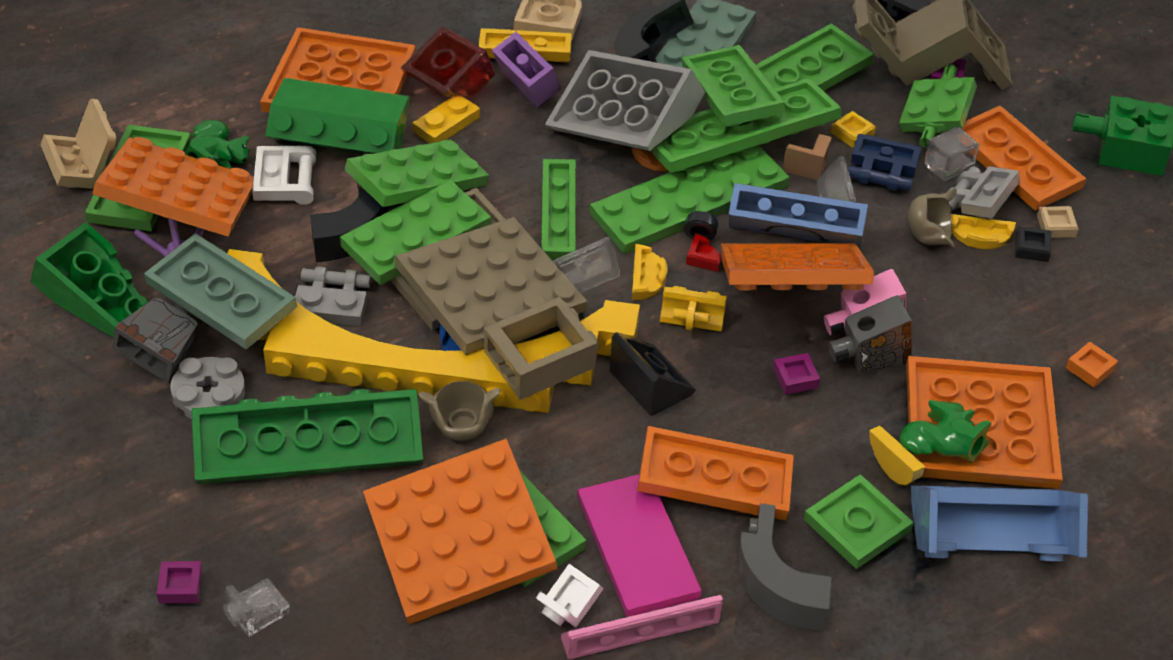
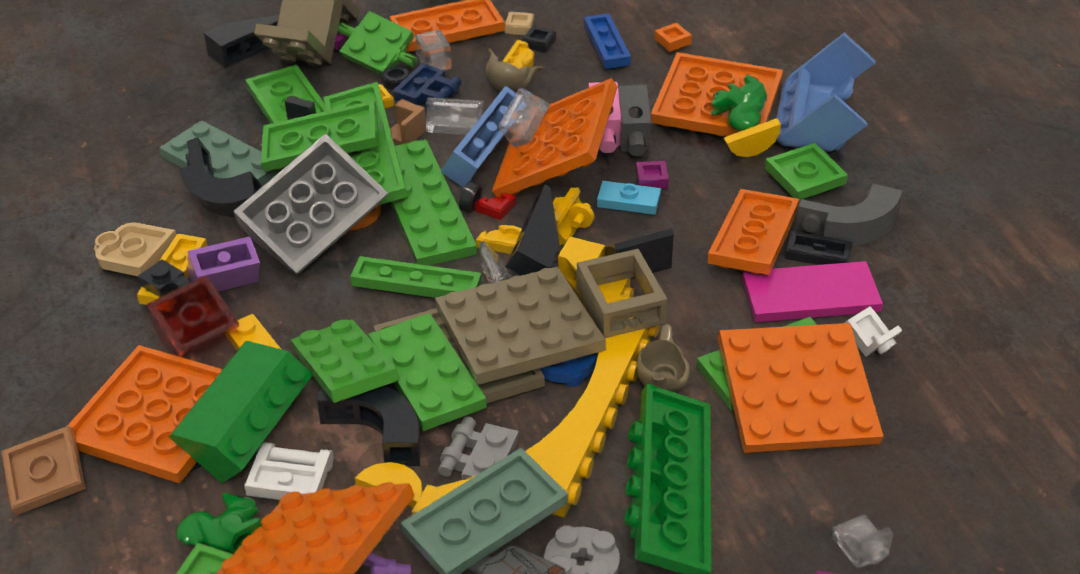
camera: 75 degrees left, 5 degrees down
(260, 29) = (43, 470): none -> medium nougat tile
(285, 245) = (392, 473): none -> yellow tile
(494, 34) = (162, 278): none -> black plate
(633, 279) = (538, 238): none -> black slope
(642, 627) = (897, 299): bright pink slope -> none
(716, 572) = (817, 249): none -> black tile
(754, 361) = (629, 197): none -> medium azure plate
(773, 64) = (298, 107): none -> black tile
(826, 231) = (523, 117): none -> clear slope
(899, 133) = (394, 76): none -> black tile
(983, 192) = (482, 37): light grey plate -> none
(1051, 302) = (607, 41): none -> blue plate

